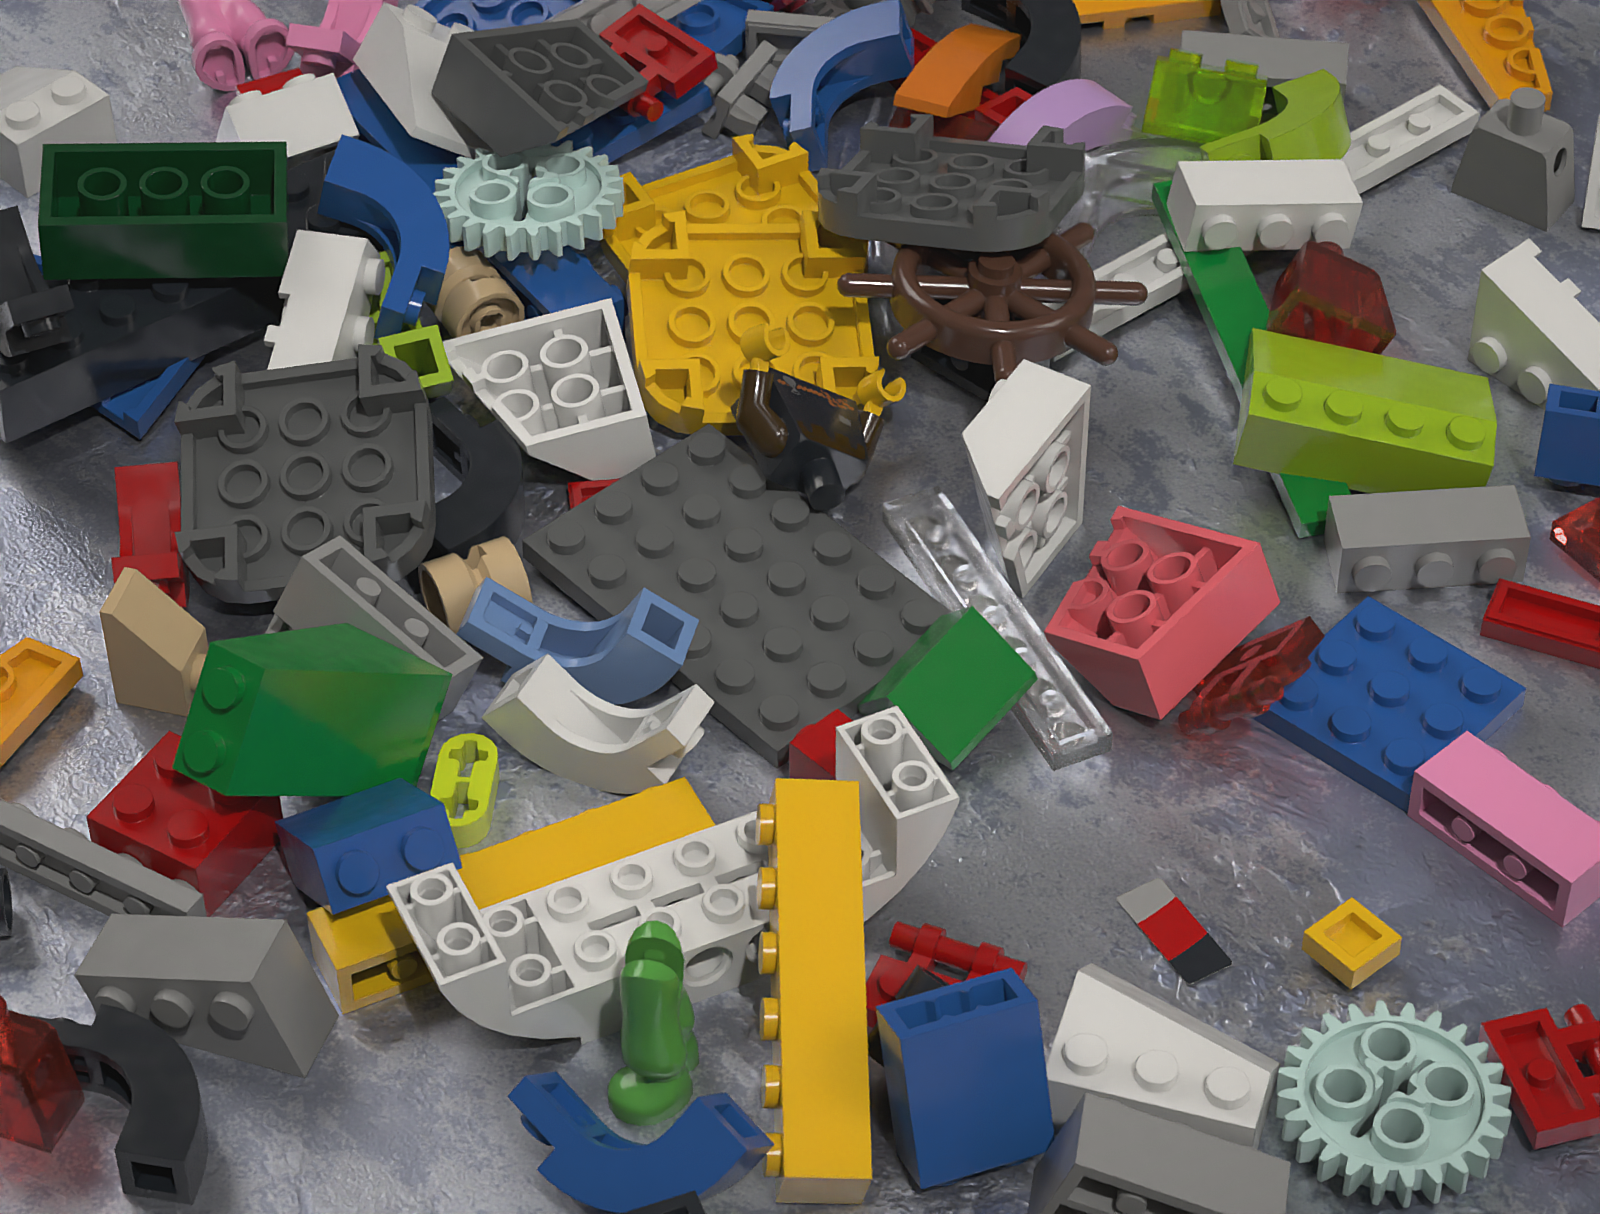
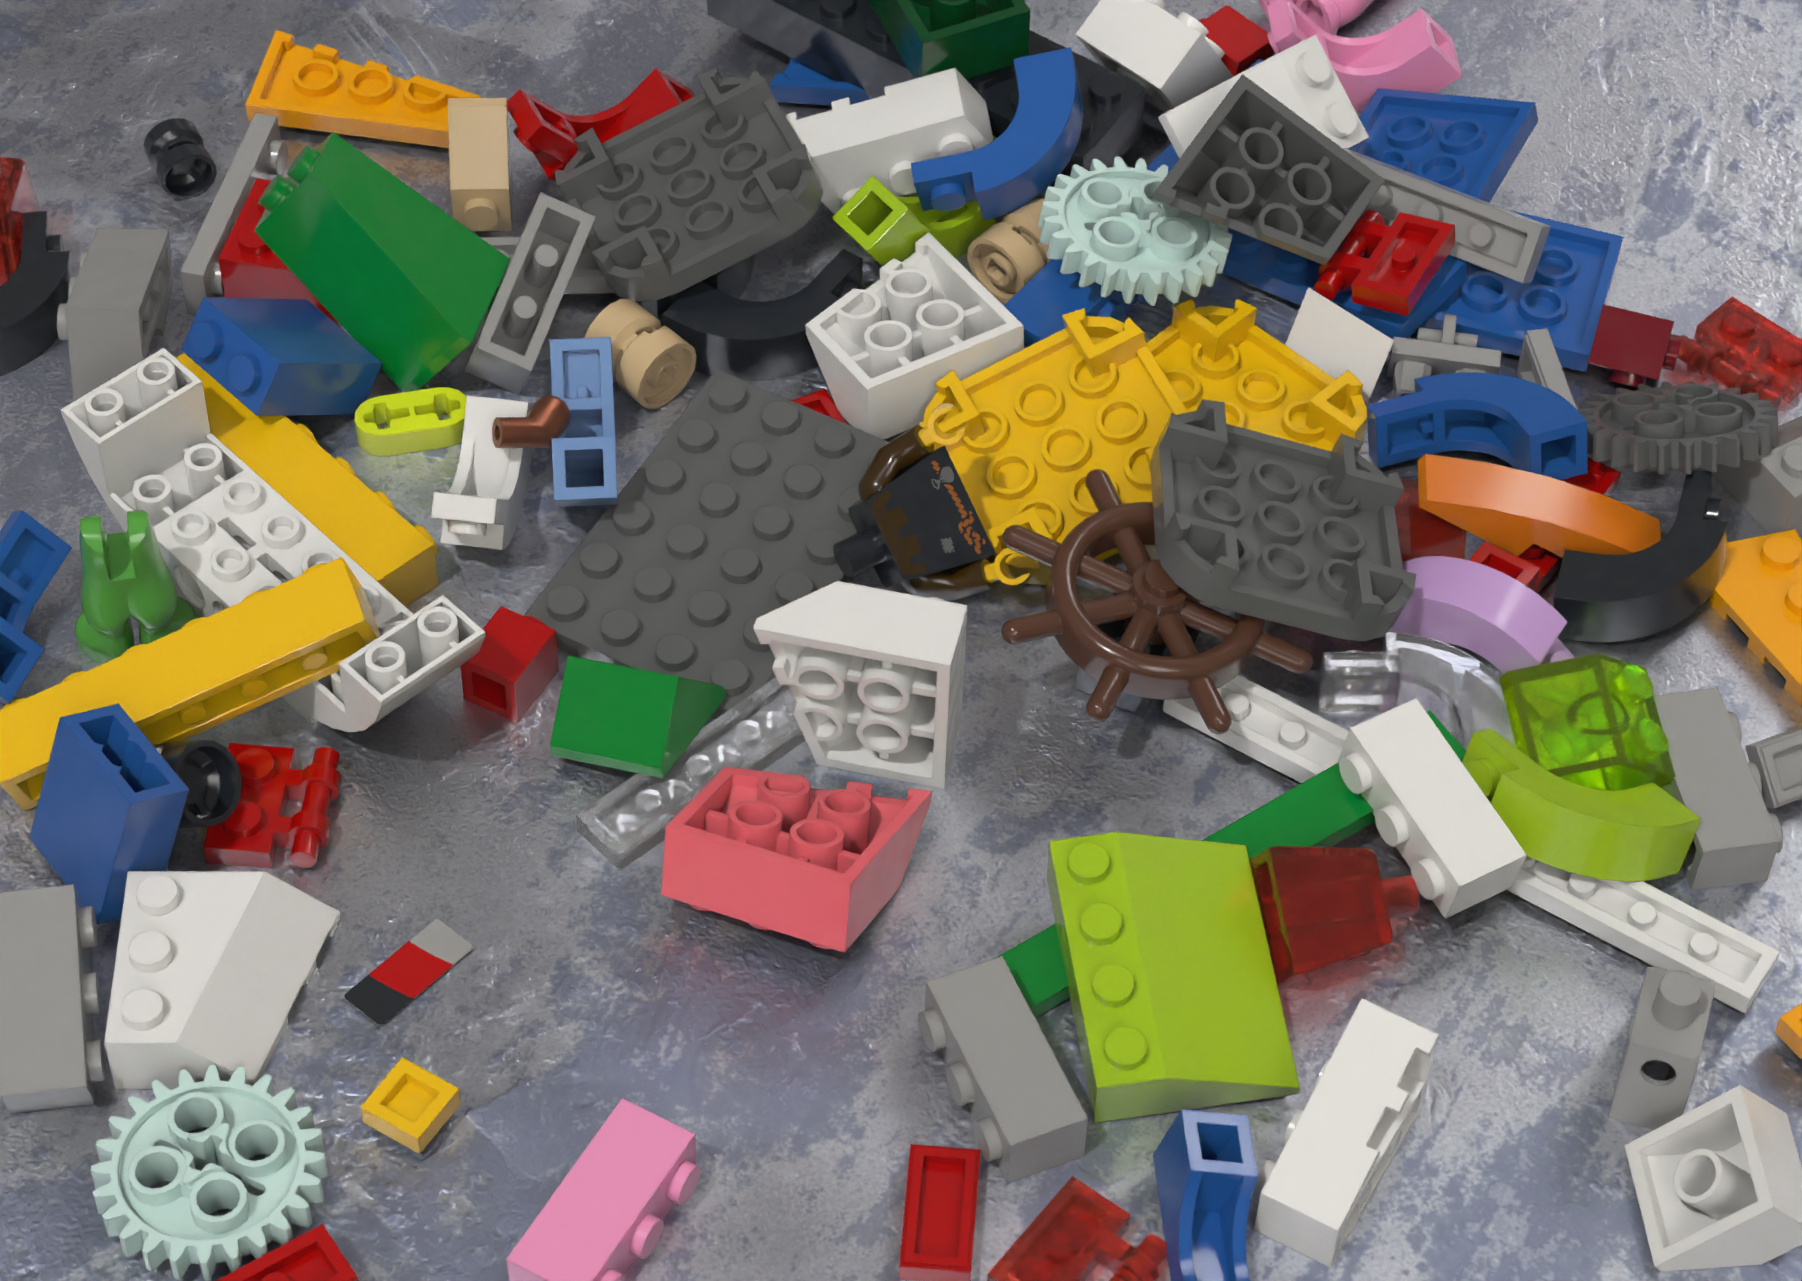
camera: 70 degrees right, 5 degrees up
(578, 655) = (543, 422): none -> copper arm
(694, 134) = (1338, 341): none -> white sticker
(1251, 678) = (725, 943): clear red plate -> none
(1389, 700) = (772, 1085): blue plate -> none

